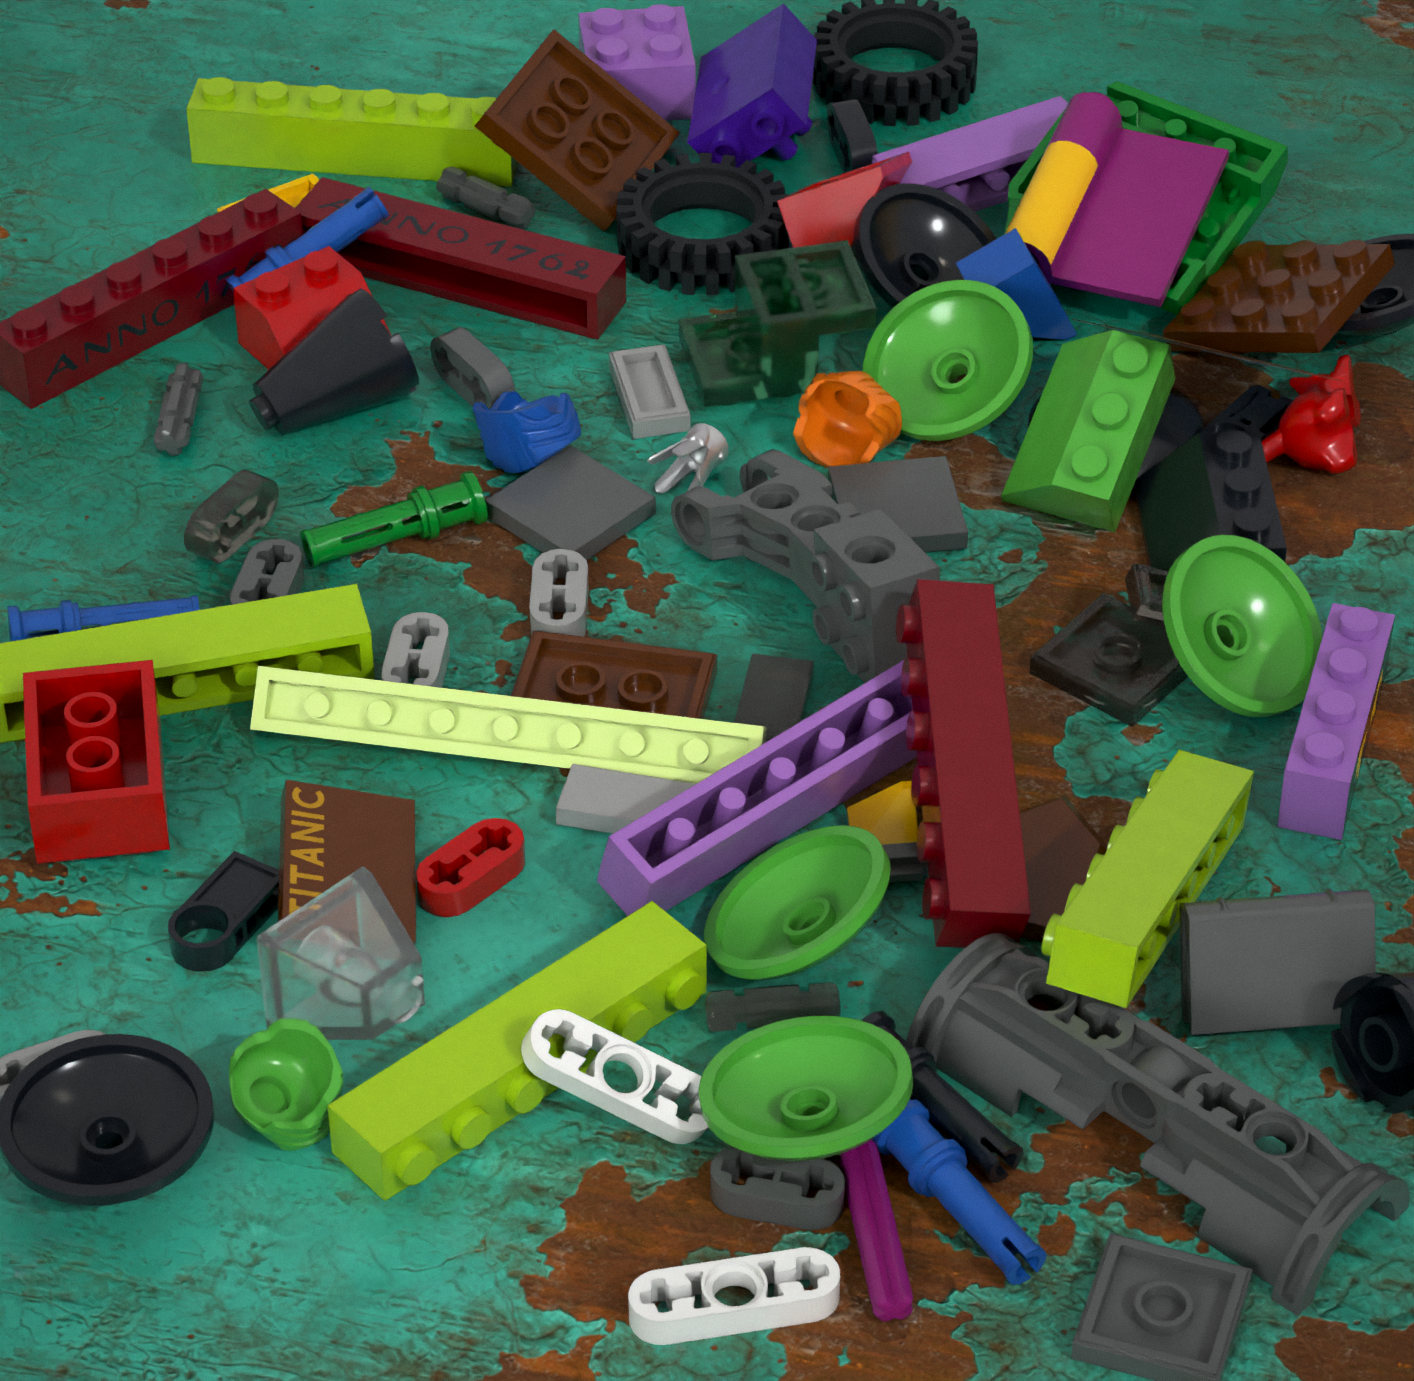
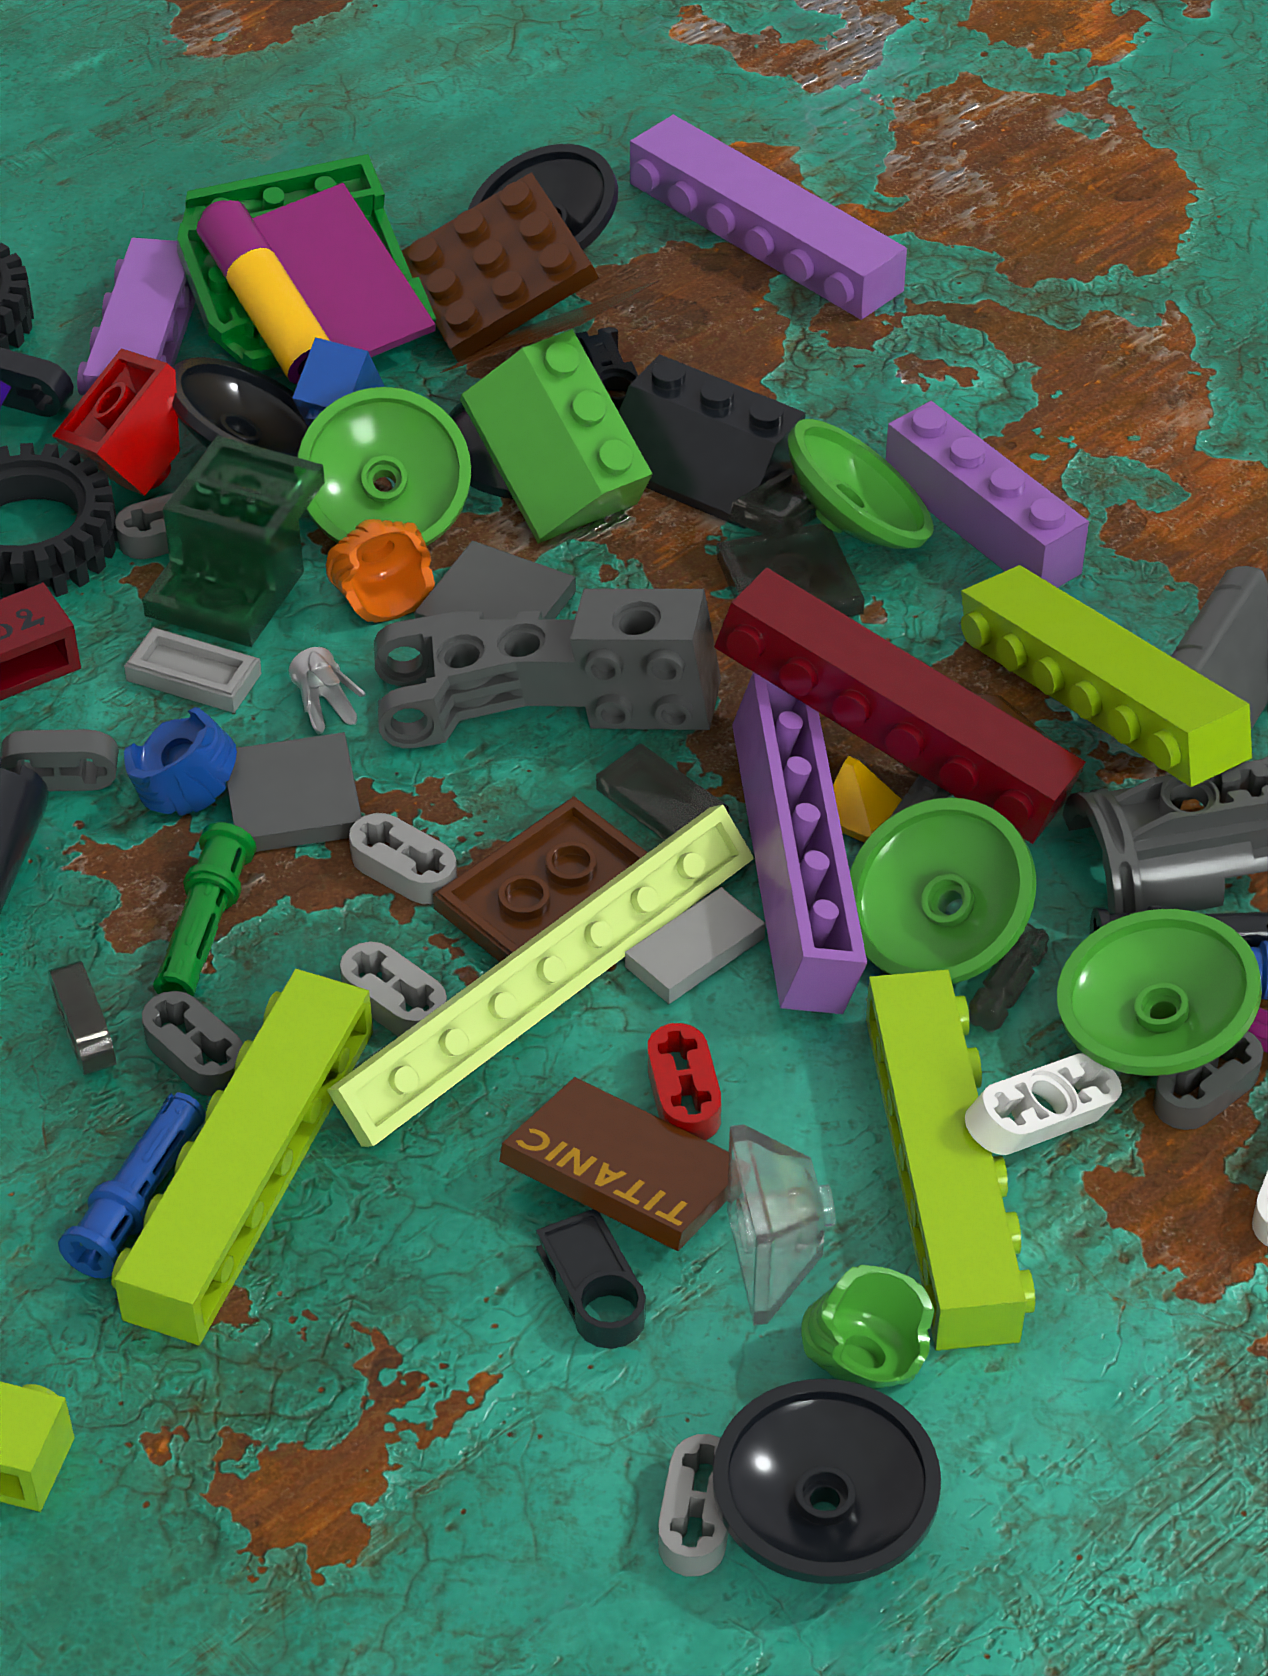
camera: 55 degrees left, 5 degrees up
(94, 762) = (343, 1269): red brick -> none
(1319, 422) = (651, 322): red animal -> none

